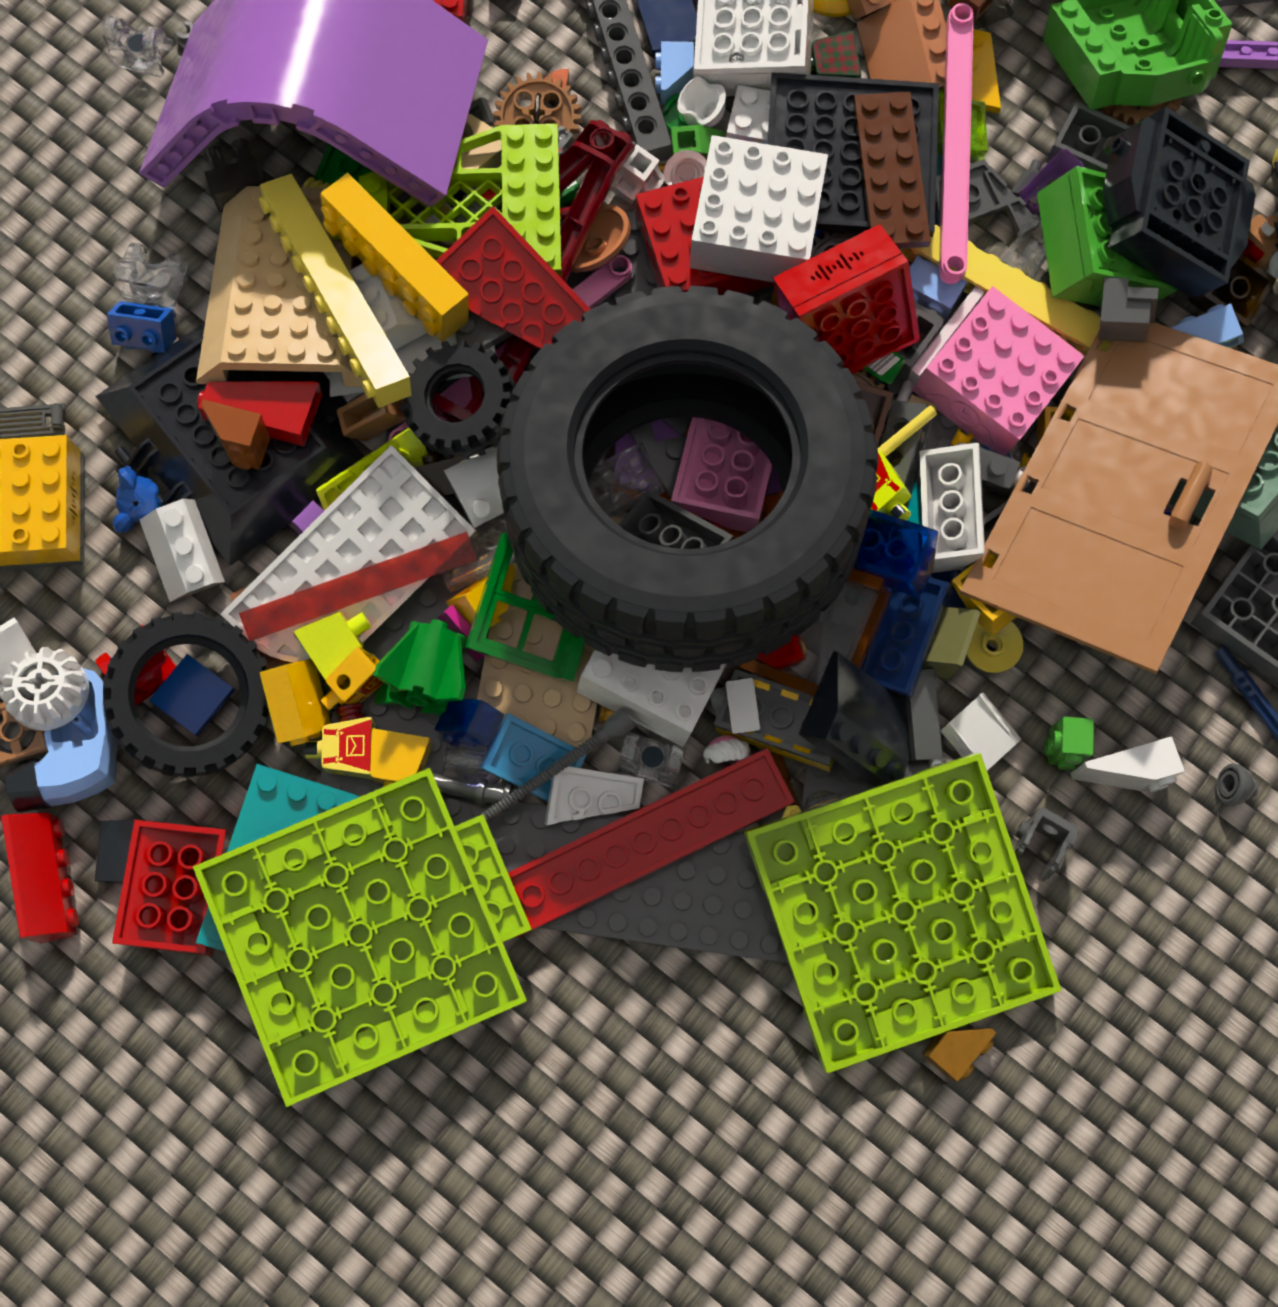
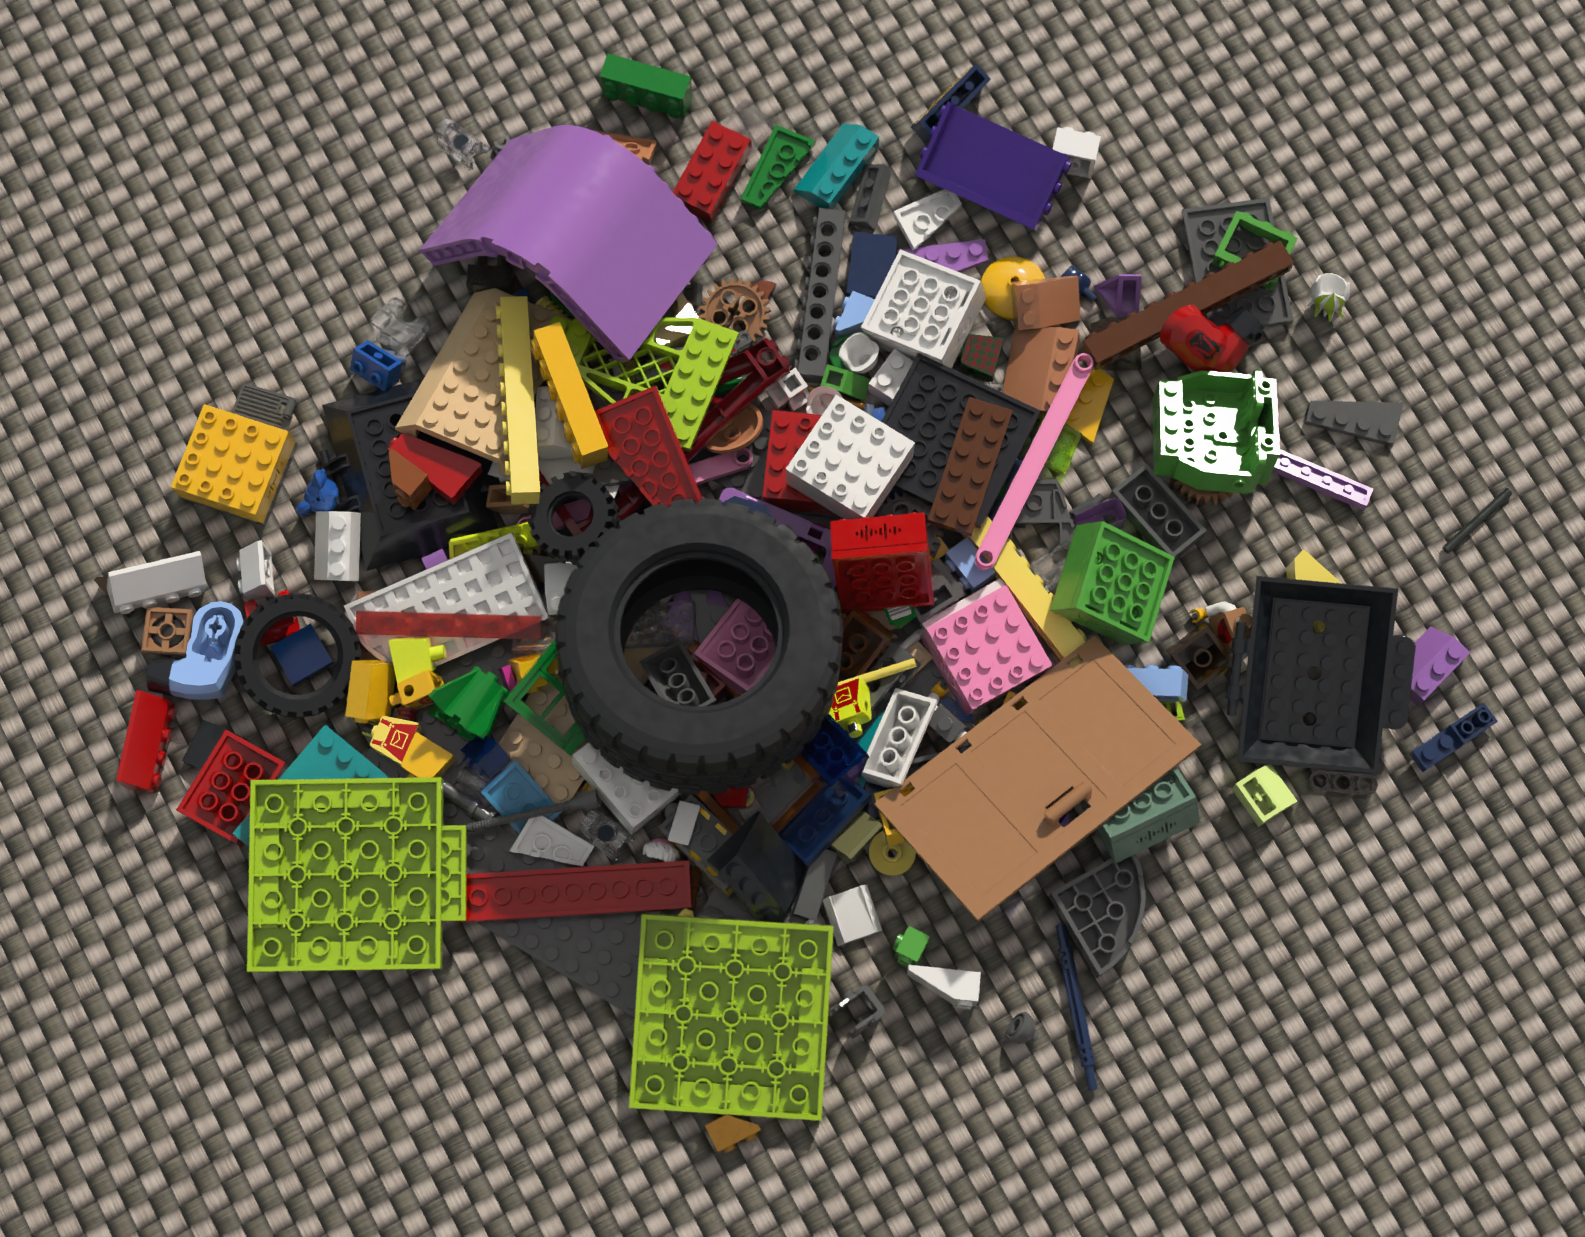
camera: 25 degrees right, 0 degrees up
(55, 697) = (204, 623): white gear -> none
(94, 618) = (256, 571): none -> white slope
(1126, 311) = (1094, 645): dark grey plate -> none
(1177, 202) = (1153, 554): black piece -> none

